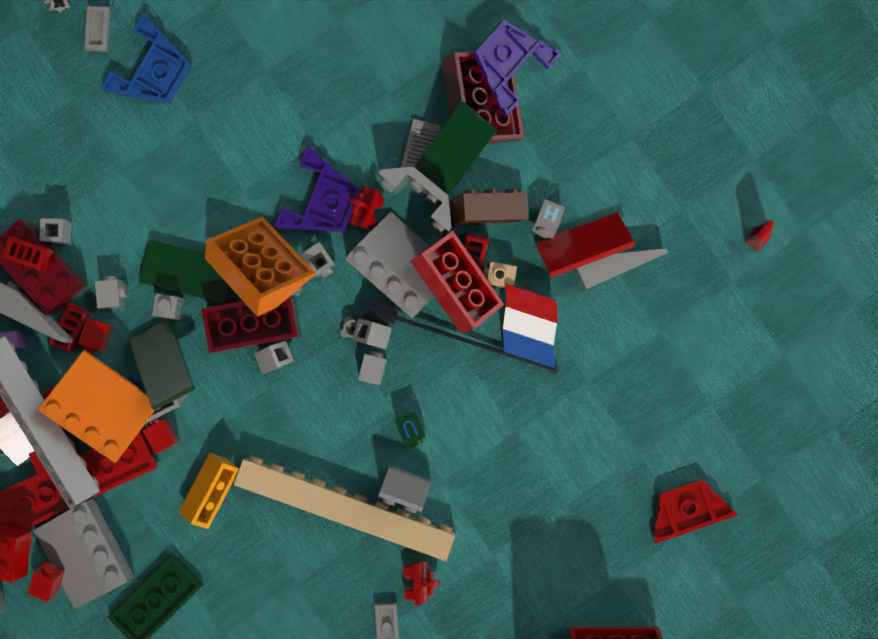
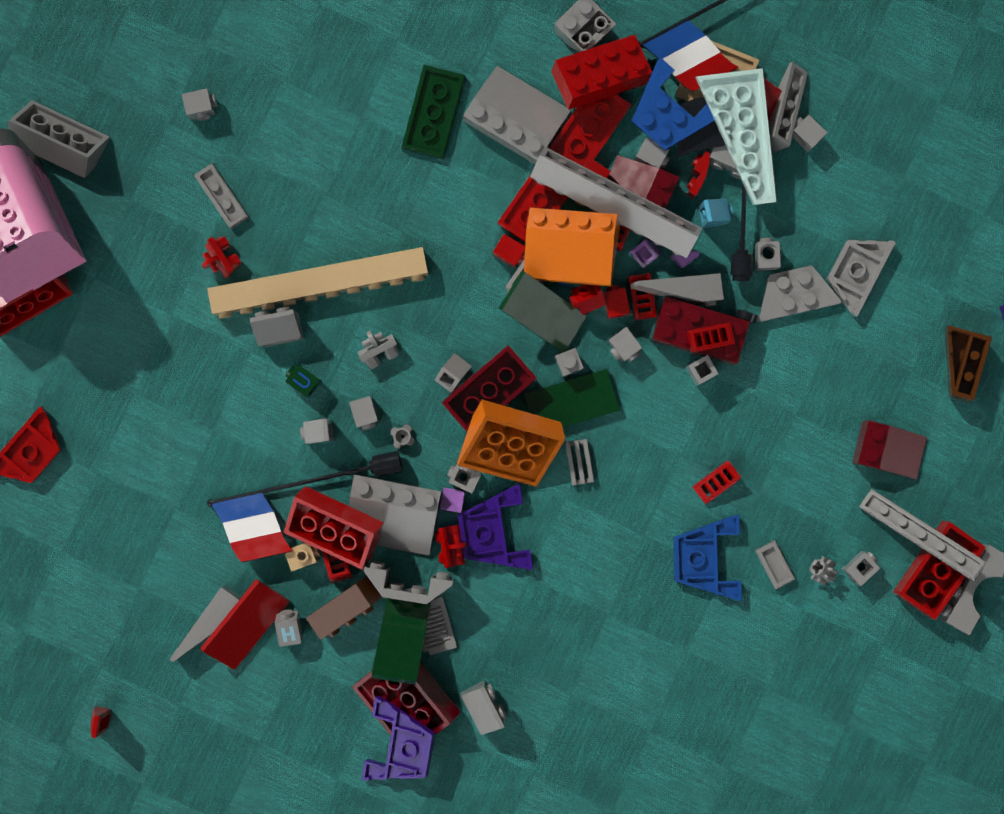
camera: 145 degrees right, 0 degrees up
(44, 364) = (646, 252): none -> medium lavender slope
(46, 581) = (532, 75): red brick -> none
(95, 137) = (731, 470): none -> red slope
(115, 353) = (587, 298): none -> red brick
(203, 214) = (587, 458): none -> light grey tile
(208, 491) = (441, 229): light orange brick -> none
(328, 422) = (369, 353): none -> light grey hips
(340, 247) = (452, 500): none -> medium lavender slope
(372, 333) = (381, 441): light grey brick -> none
(419, 53) = (483, 708): none -> light grey slope
(423, 376) = (317, 431): none -> light grey slope

